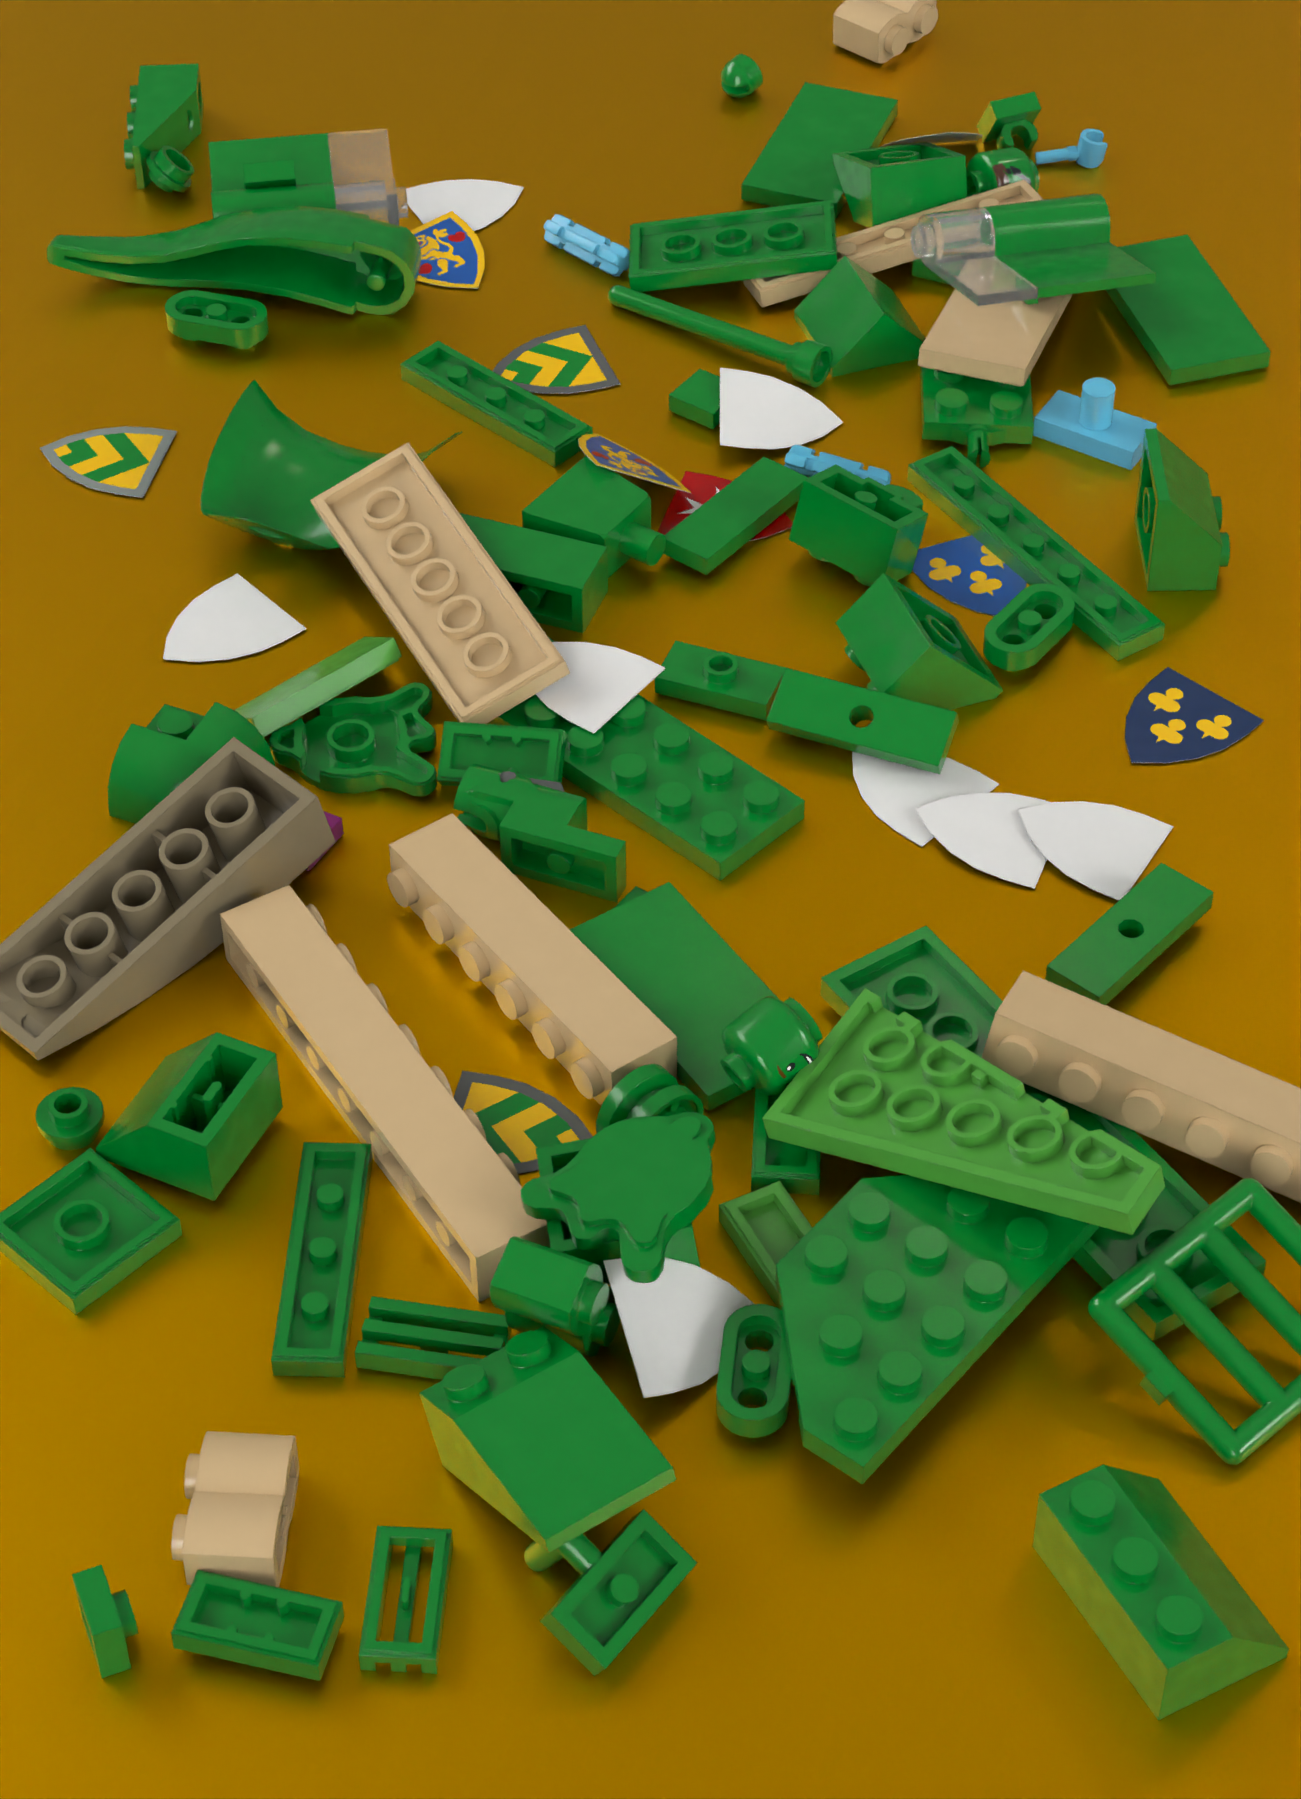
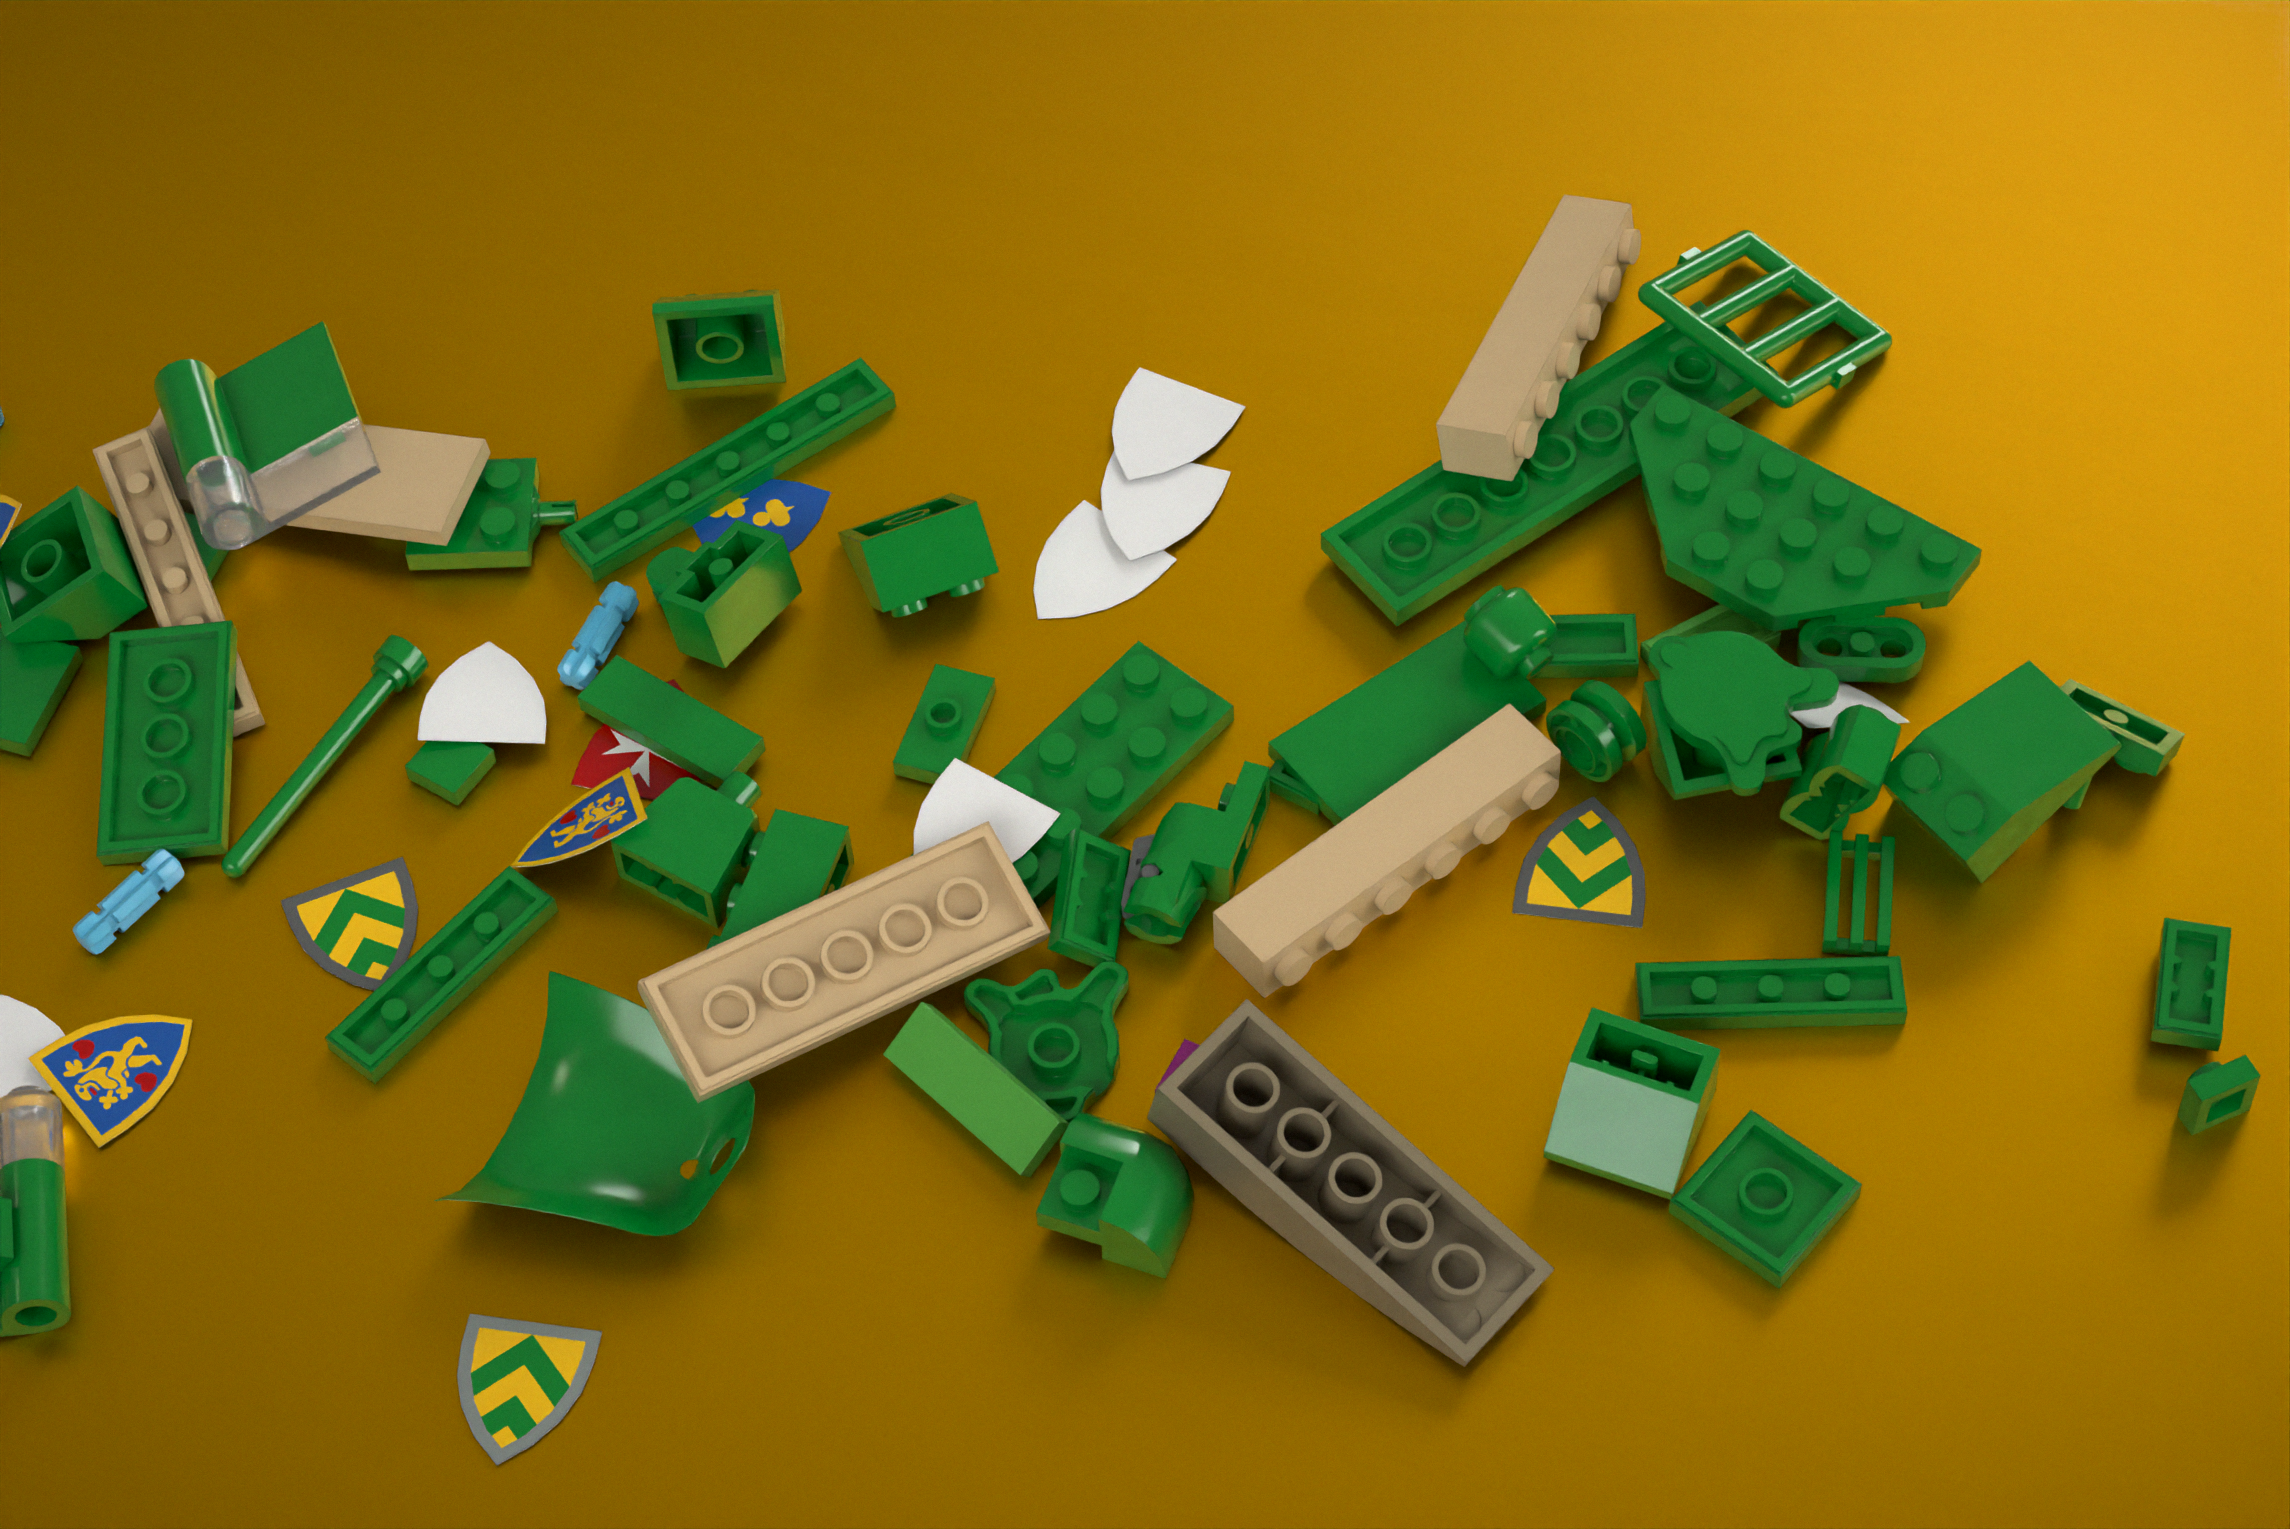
camera: 90 degrees left, 10 degrees up
(70, 1117) = (1622, 1243): green plate -> none
(217, 318) = (260, 1290): green plate -> none
(228, 624) = (841, 1206): white sticker -> none
(238, 1506) = (2082, 1008): tan brick -> none
(276, 250) = (140, 1240): green animal -> none
(381, 1084) = (1565, 956): tan brick -> none
(401, 1650) = (2133, 897): green tile -> none
(830, 709) = (1024, 594): green tile -> none
(858, 321) = (321, 625): green slope -> none
(954, 1119) = (1608, 488): bright green wing -> none
(999, 168) = (53, 472): green head -> none
(1028, 626) = (872, 466): green plate -> none
(1092, 424) = (529, 408): medium azure tile -> none
(1130, 935) = (1313, 389): green tile -> none
(1151, 1588) = (2037, 387): green slope -> none
(1182, 721) = (987, 357): dark blue sticker -> none
(1187, 315) = (371, 316): green tile -> none

